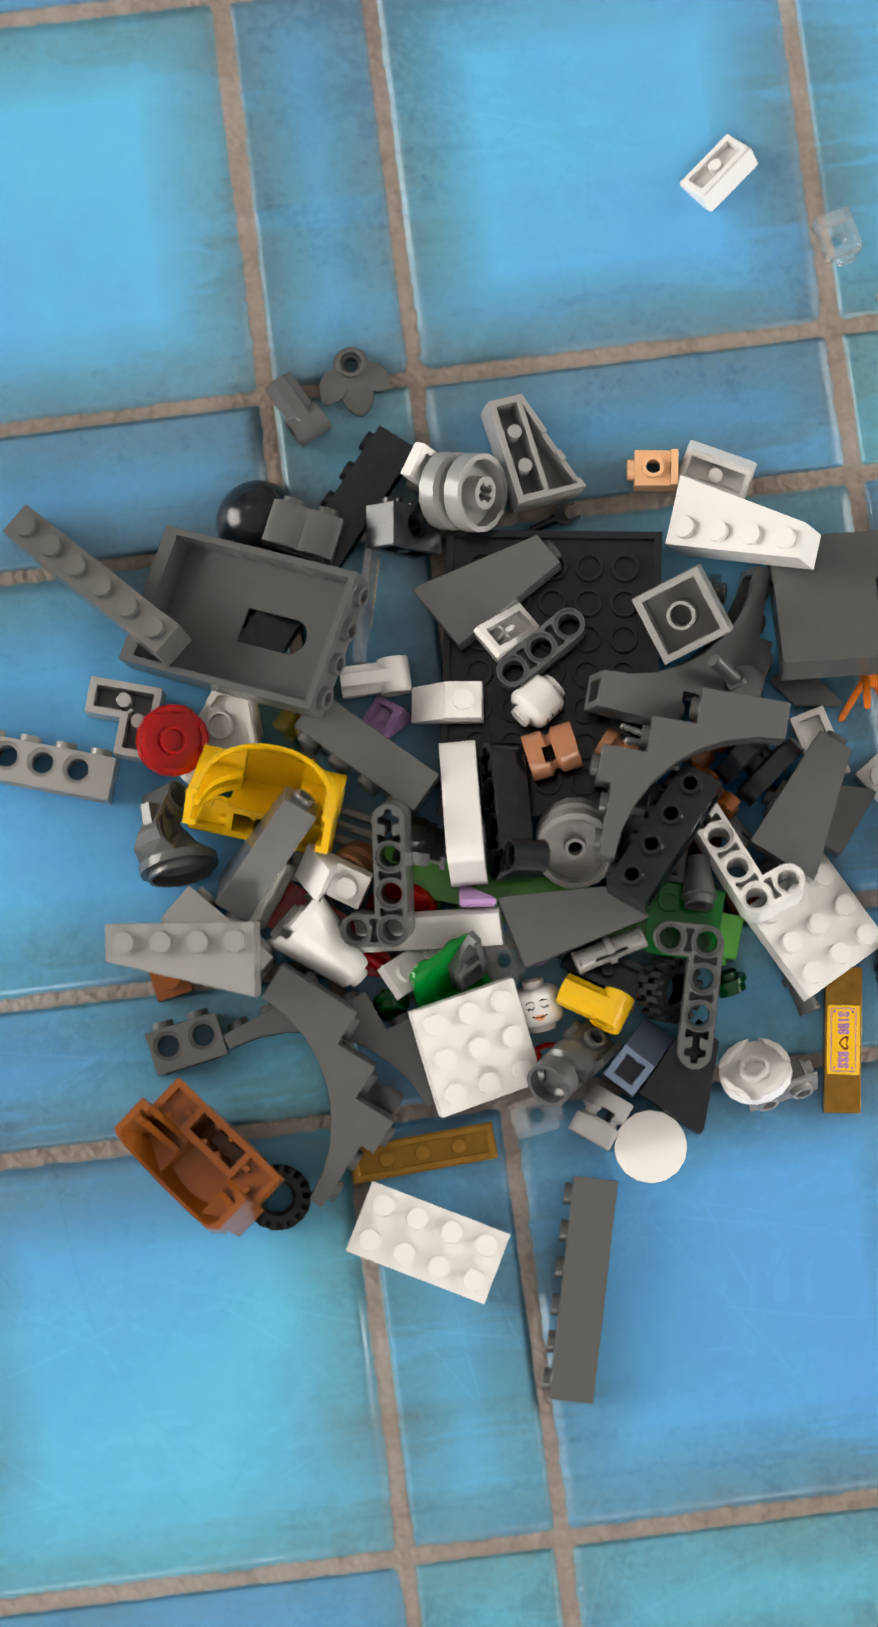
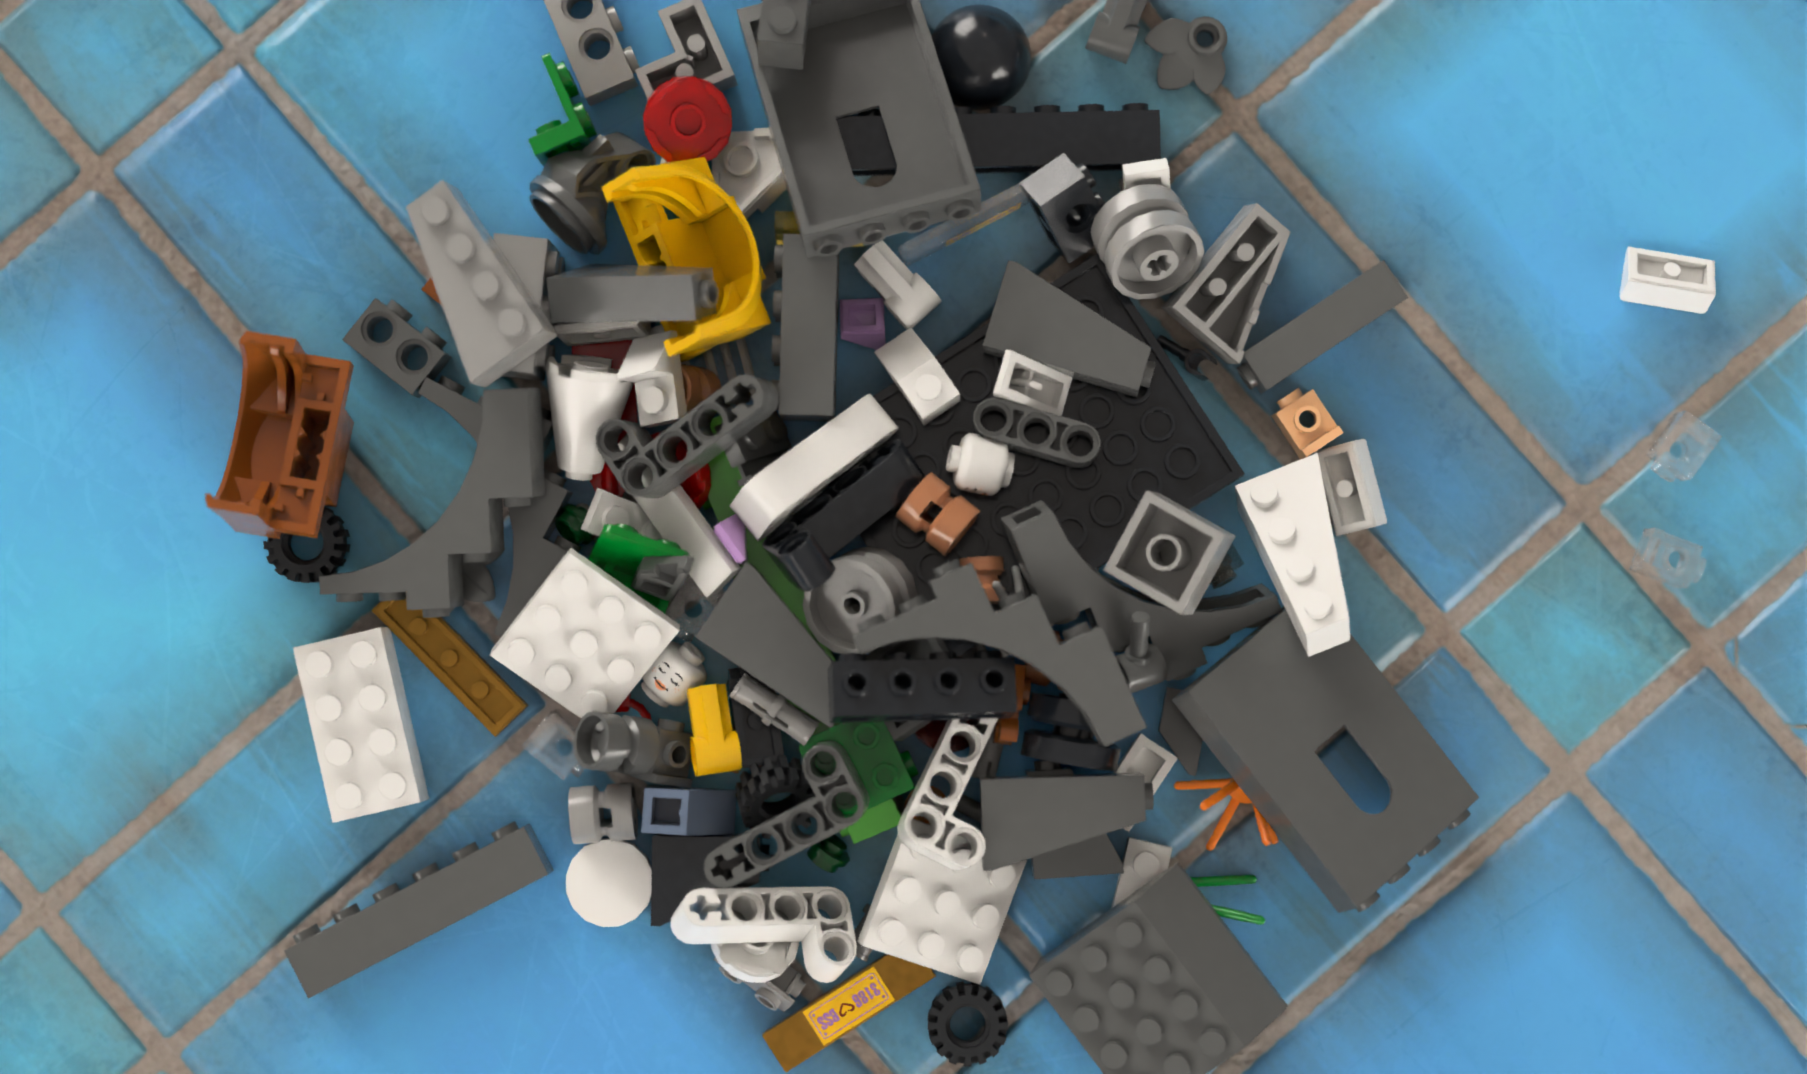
camera: 50 degrees right, 5 degrees up
(121, 837) = (554, 136): none -> green bracket
(303, 530) = (994, 106): dark grey brick -> none
(598, 416) = (1321, 328): none -> dark grey slope
(698, 885) = (898, 757): dark grey cone -> none
(764, 1022) = (708, 918): none -> white beam

